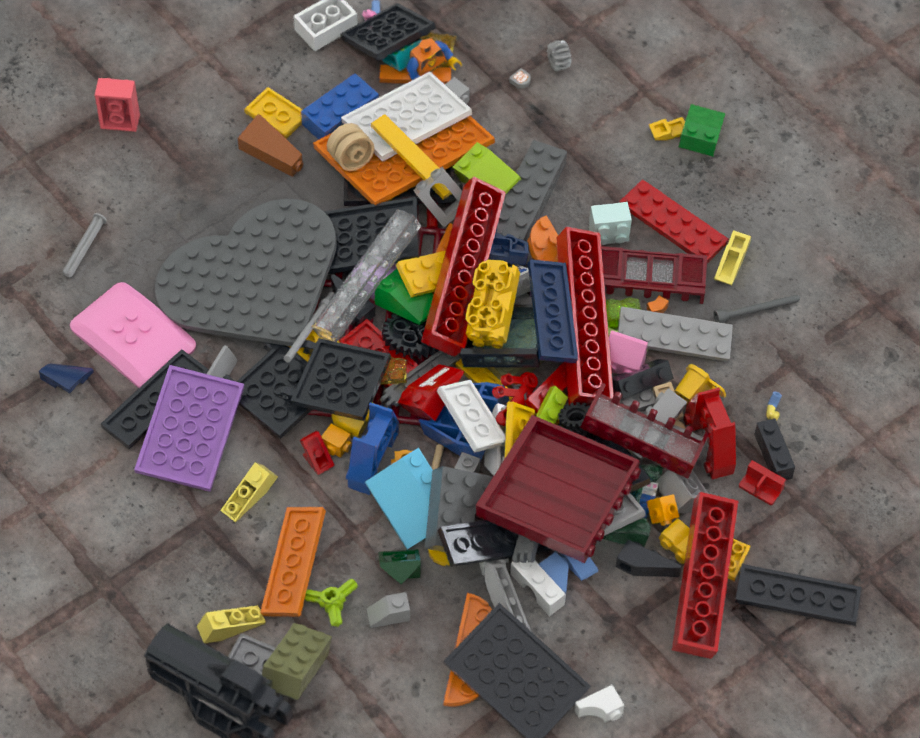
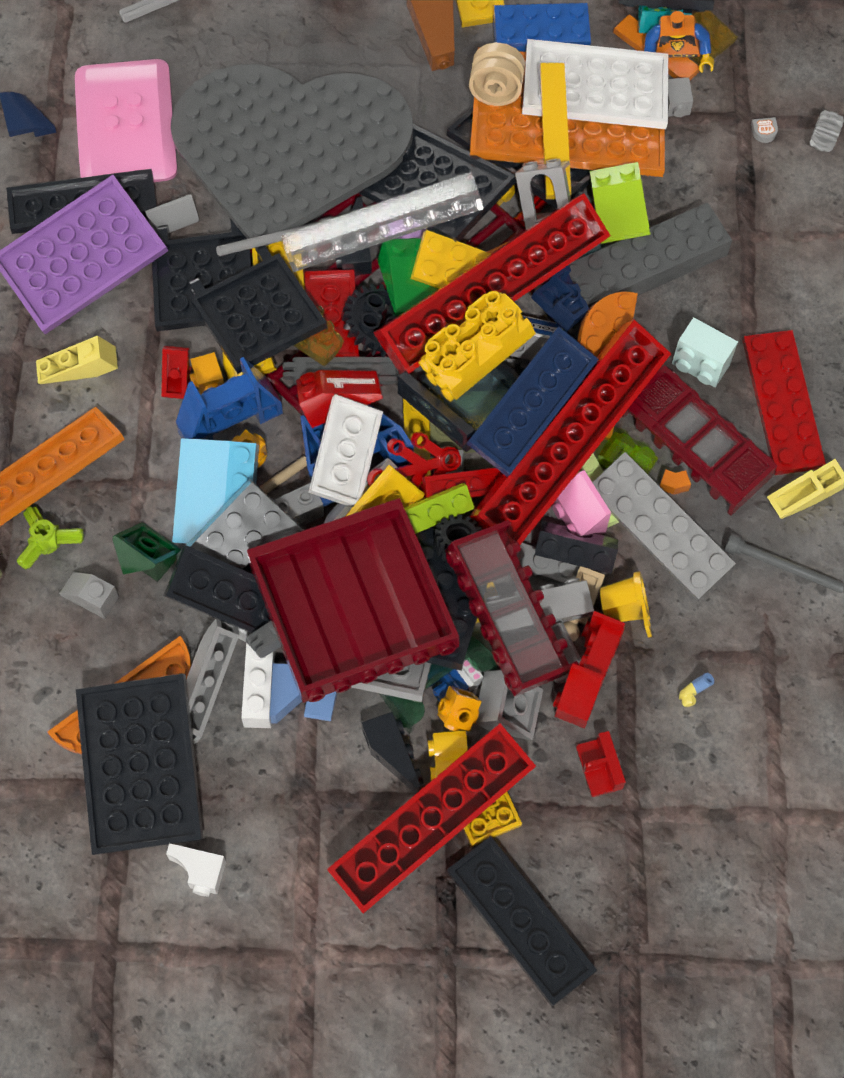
camera: 40 degrees right, 10 degrees up
(774, 448) = (648, 739): black brick -> none

